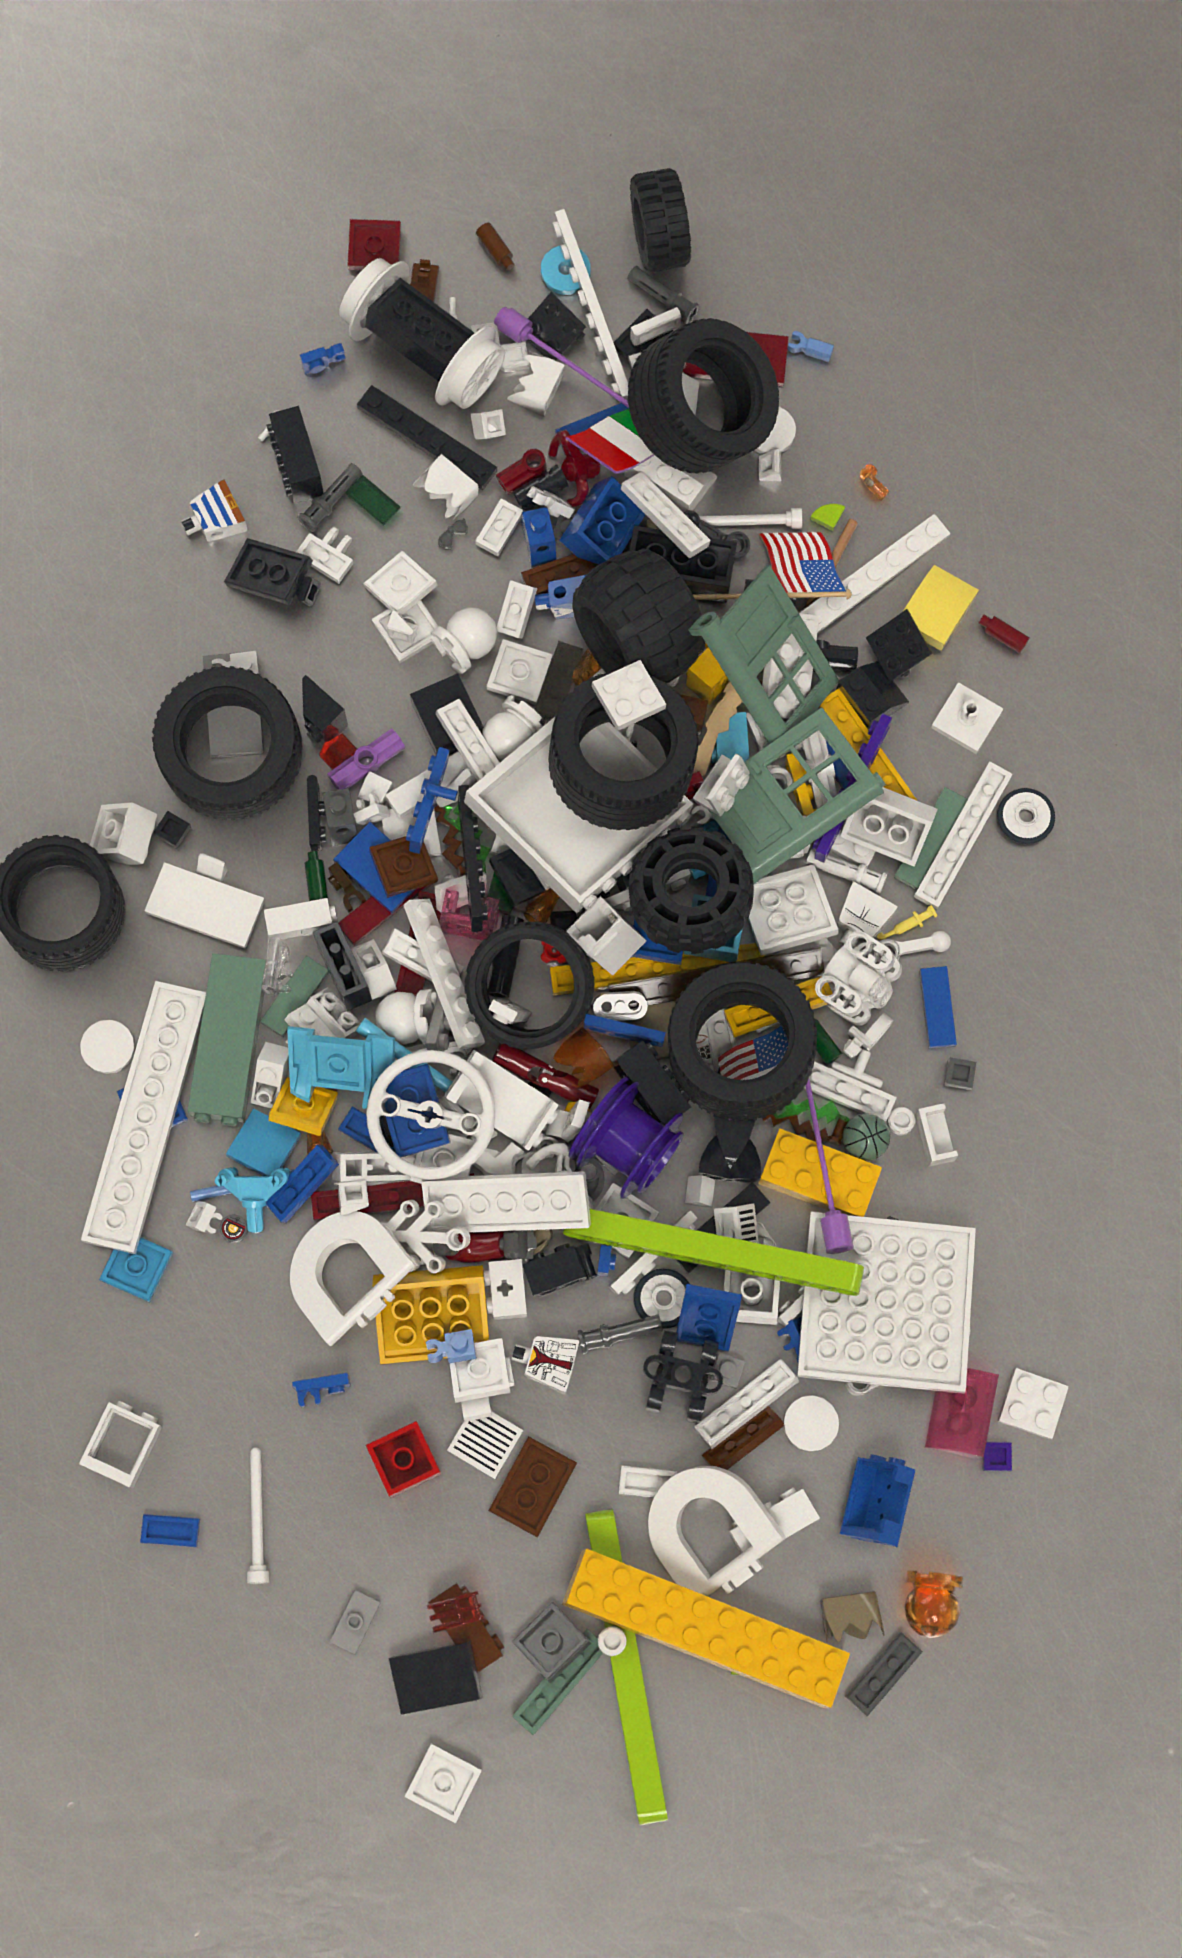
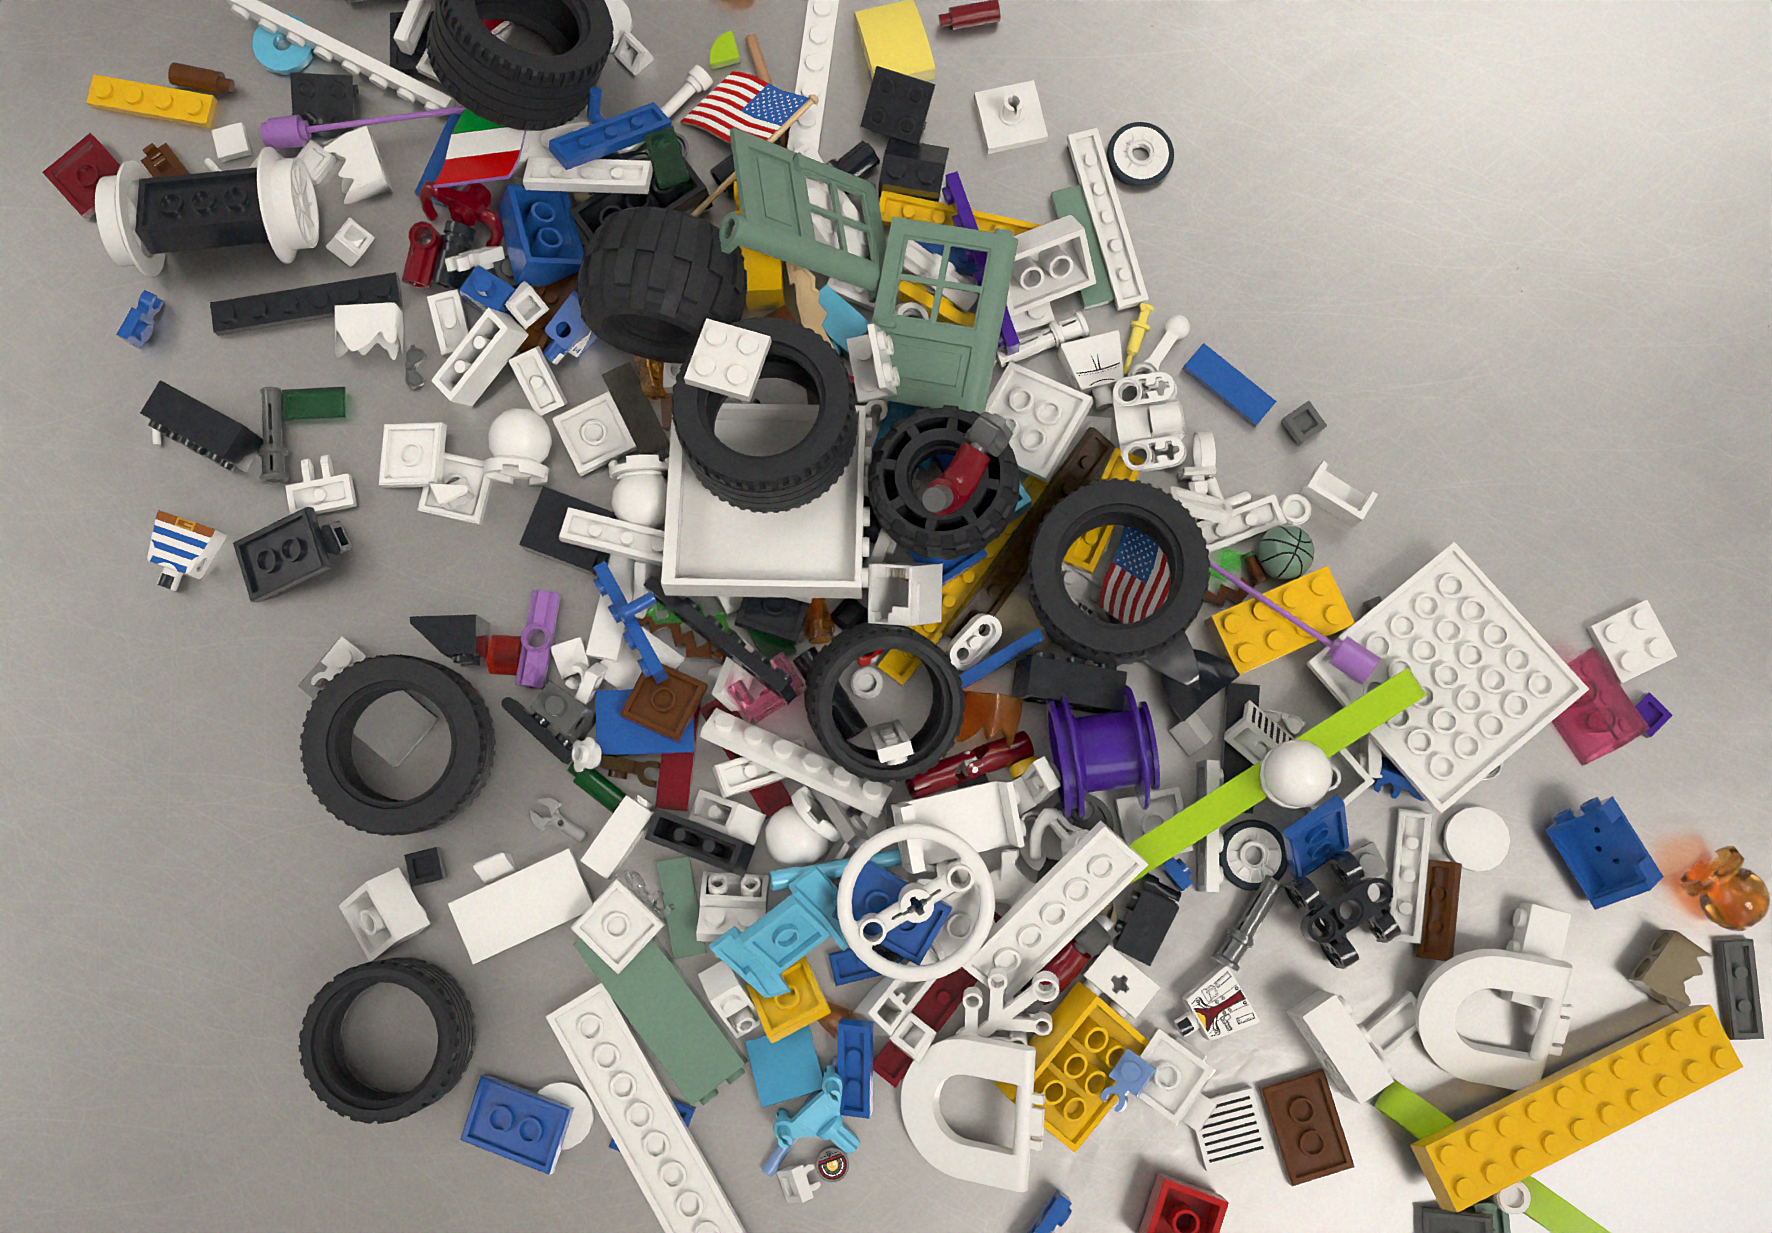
camera: 45 degrees left, 5 degrees up
(79, 1025) = (517, 1124): none -> blue tile
(248, 967) = (617, 926): none -> white tile
(273, 876) = (557, 820): none -> light grey bar
(327, 852) = (586, 754): none -> white plate
(454, 233) = (151, 101): none -> yellow plate
(477, 300) = (231, 142): none -> white tile
(495, 563) = (479, 357): none -> white brick
(534, 972) = (866, 683): none -> white tile
(552, 557) = (526, 305): none -> white slope
(600, 1453) = (1341, 1045): none -> white brick
(701, 501) = (606, 135): none -> blue plate
(704, 889) = (966, 469): none -> piece
(723, 547) = (666, 158): none -> clear green tile
(727, 1257) = (1295, 774): none -> white tile
(838, 1055) = (1203, 505): none -> white piece

